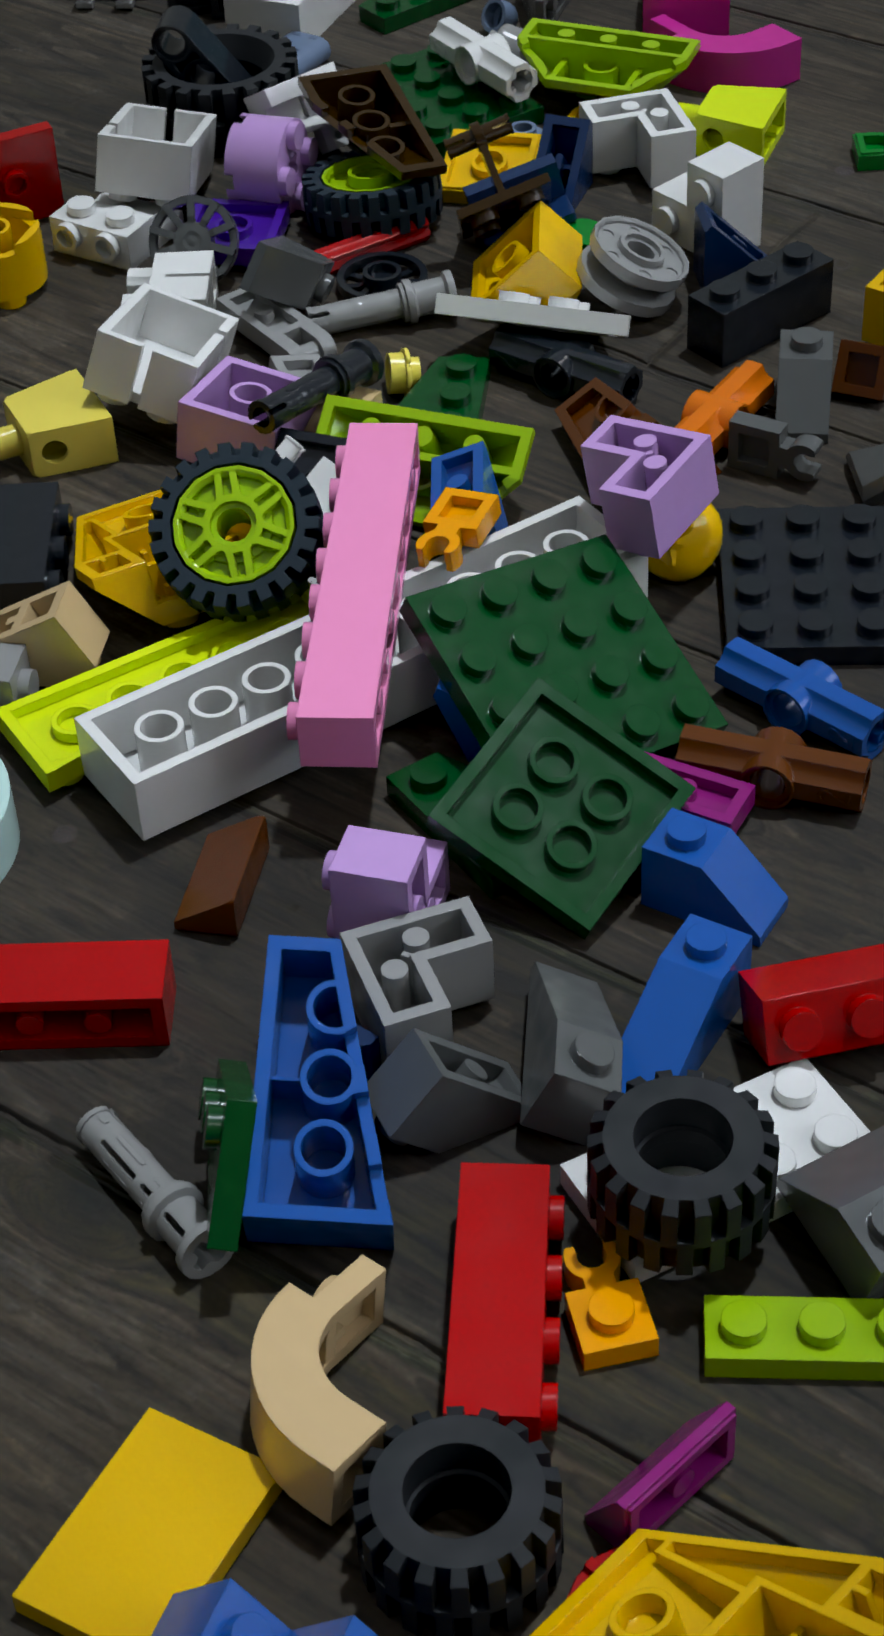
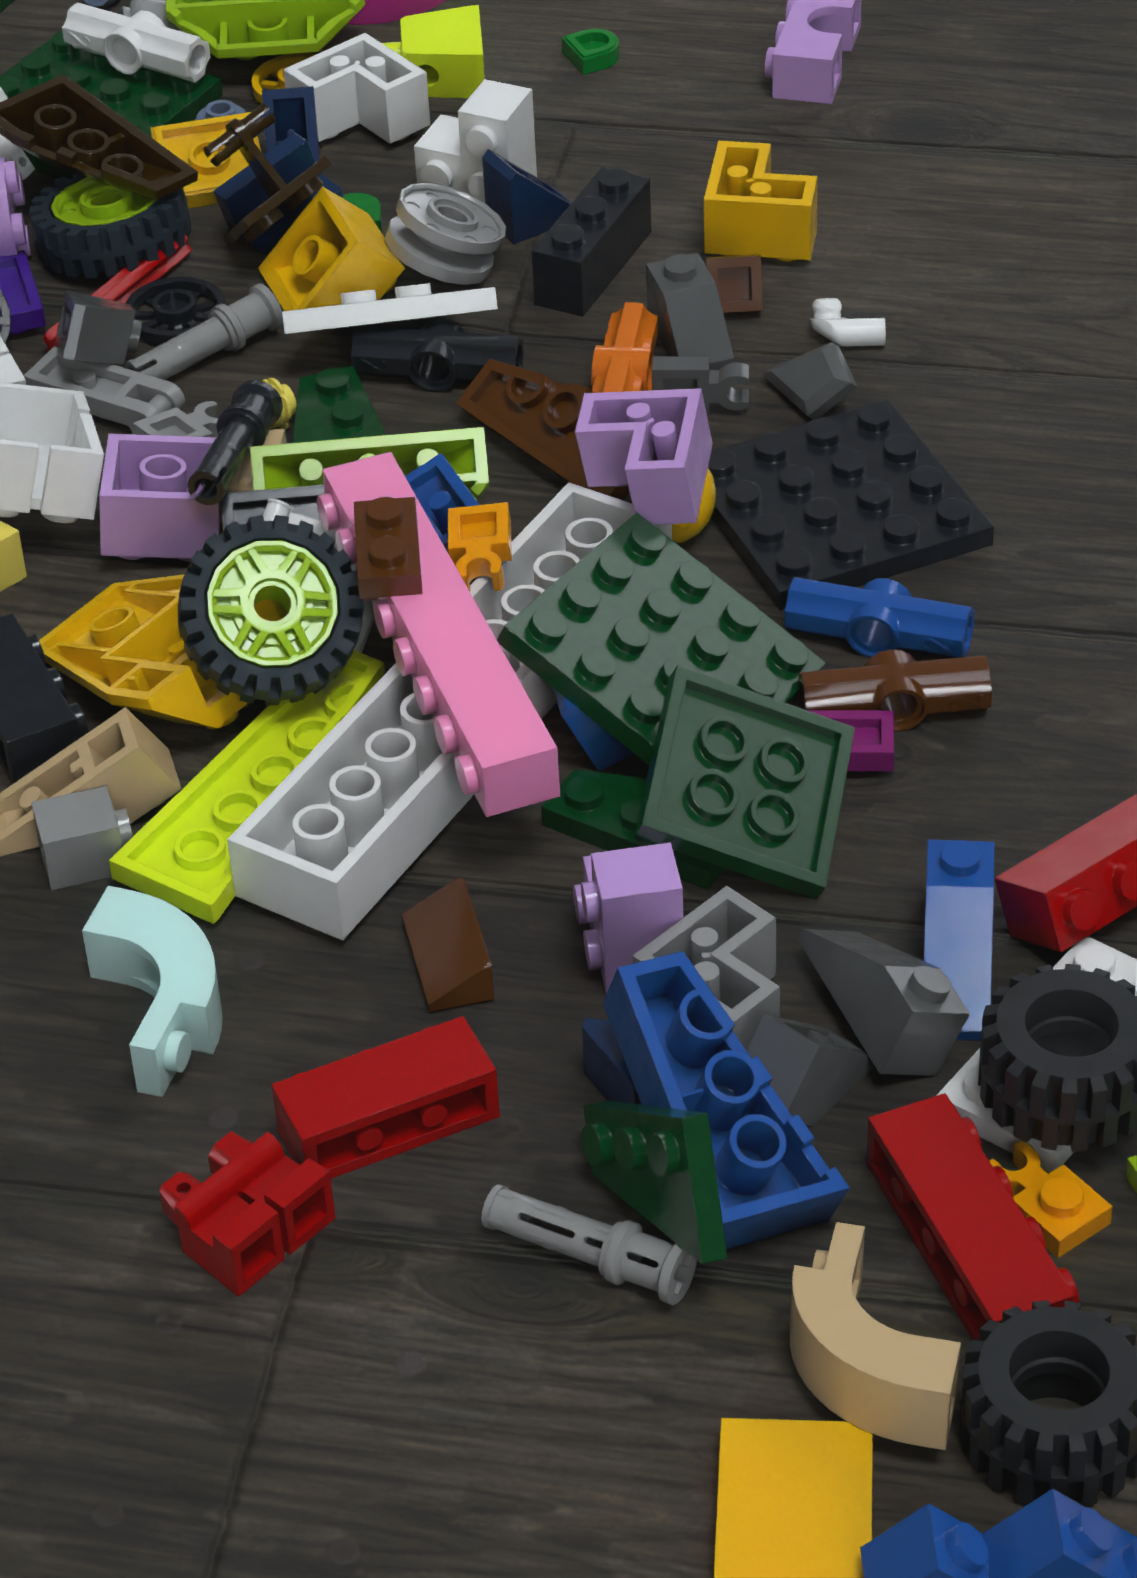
camera: 25 degrees left, 0 degrees up
(349, 501) = (387, 547): none -> reddish brown plate
(708, 873) = (901, 803): blue slope -> none

